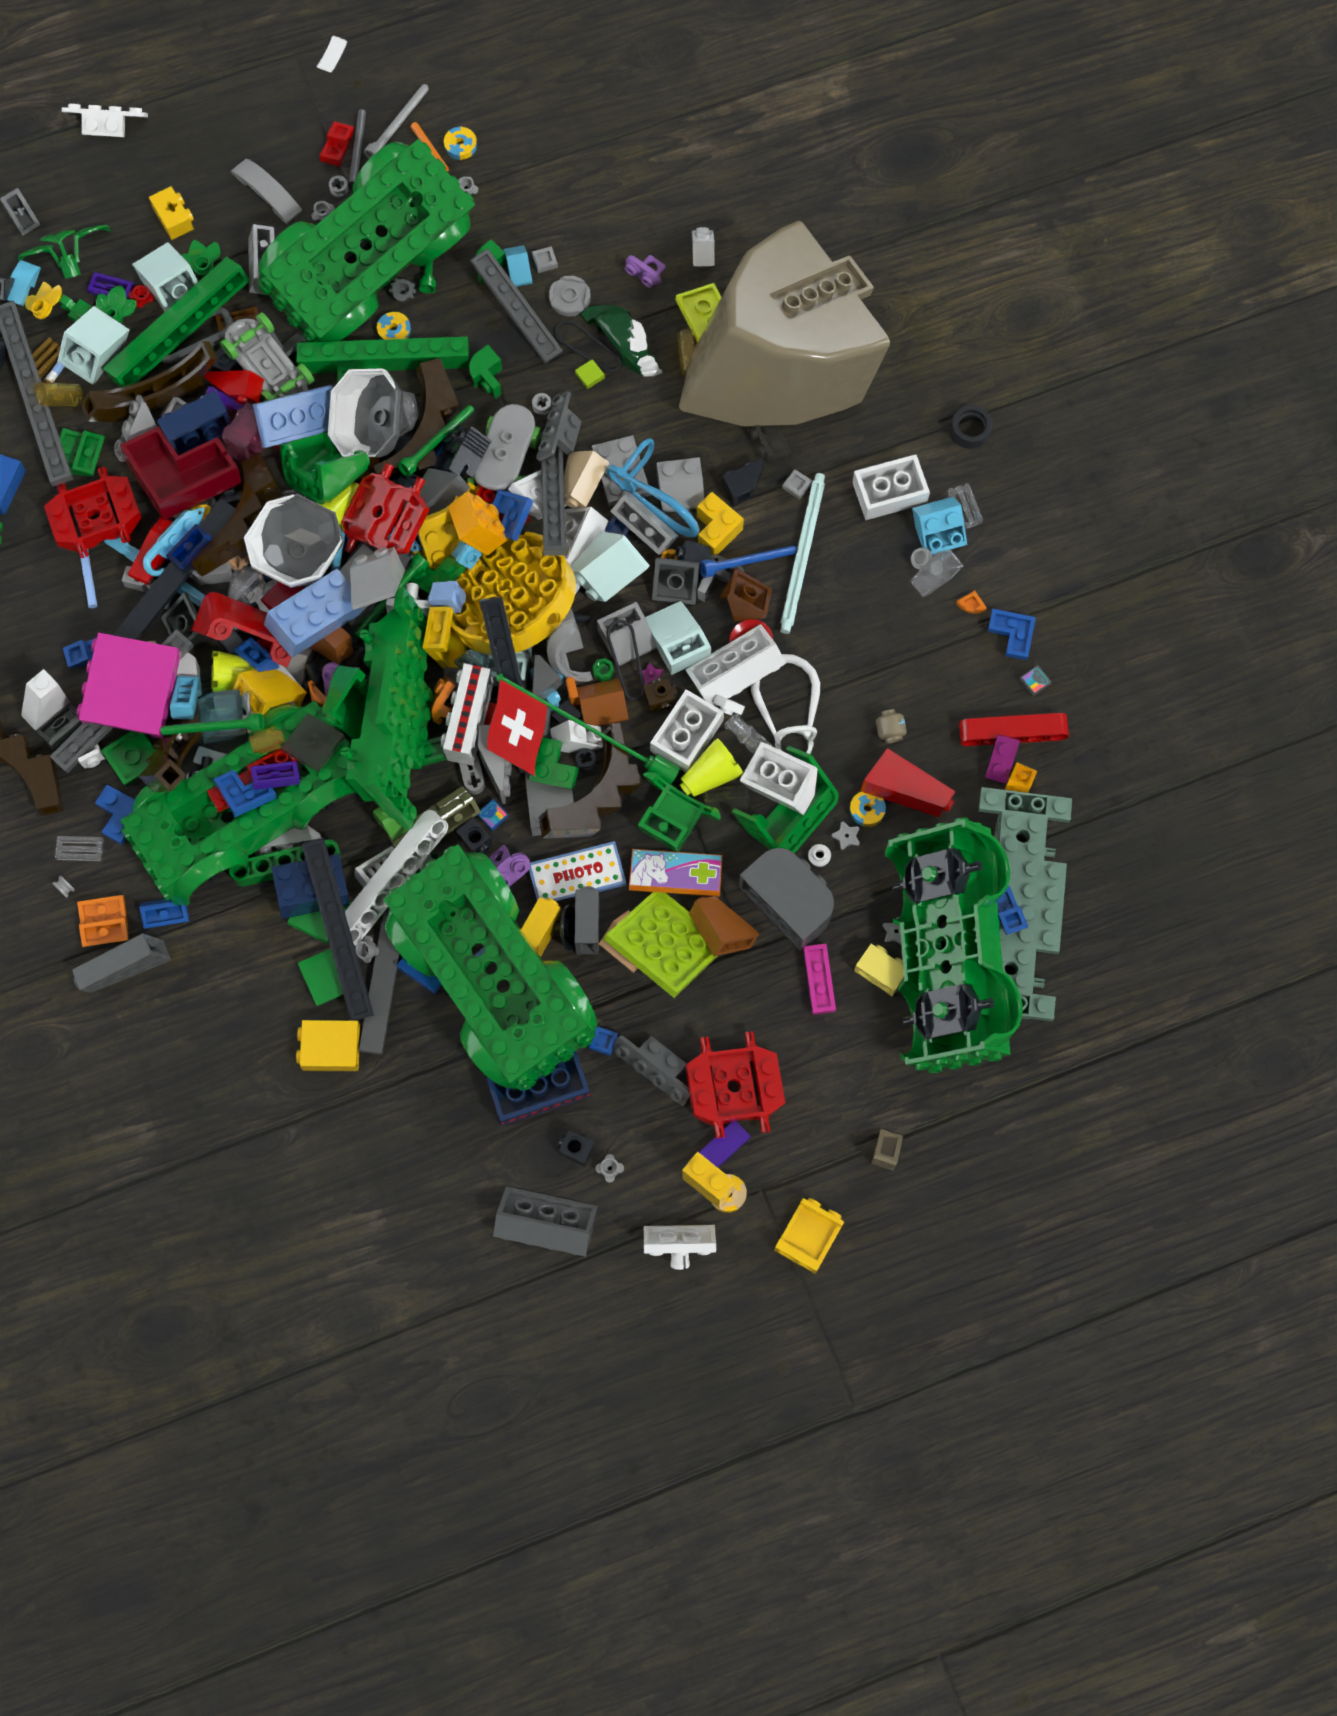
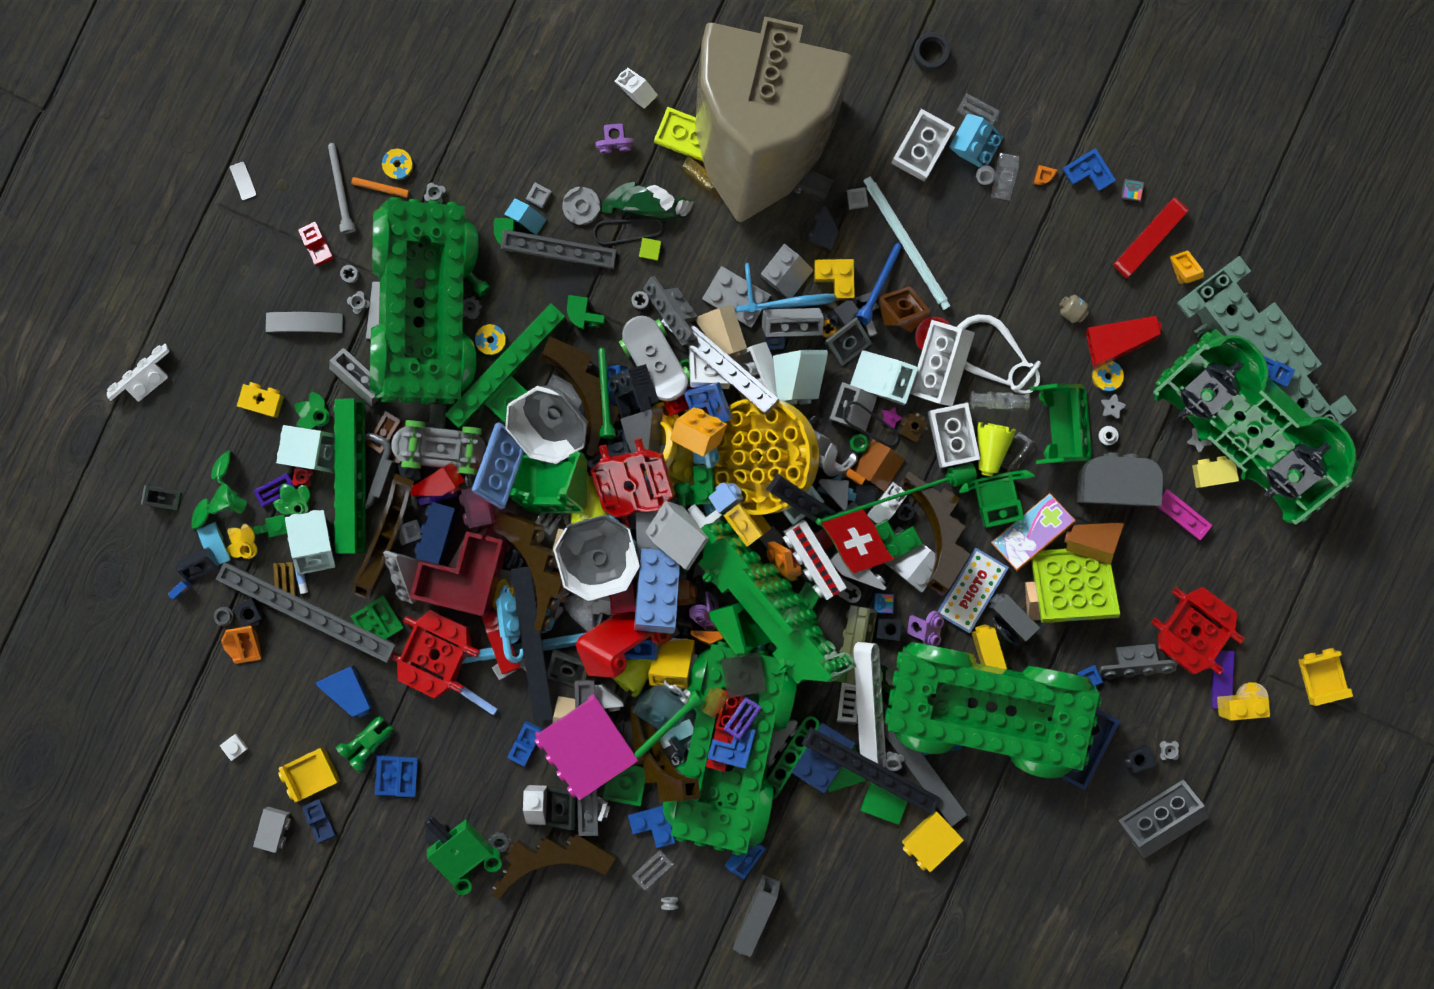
camera: 45 degrees left, 15 degrees up
(58, 394) = (325, 597): clear yellow brick -> none
(103, 920) = (714, 899): orange slope -> none
(184, 698) = (633, 726): medium azure slope -> none
(188, 546) = (527, 622): clear blue slope -> none
(357, 146) = (332, 233): dark grey bar -> none
(472, 658) = (782, 522): clear light blue slope -> none
(679, 1241) = (1256, 755): white plate -> none
(728, 705) = (964, 394): white plate -> none
(781, 778) = (1044, 412): white slope -> none
(887, 1150) = (1322, 581): dark tan slope -> none
(1002, 758) = (1162, 264): magenta plate -> none

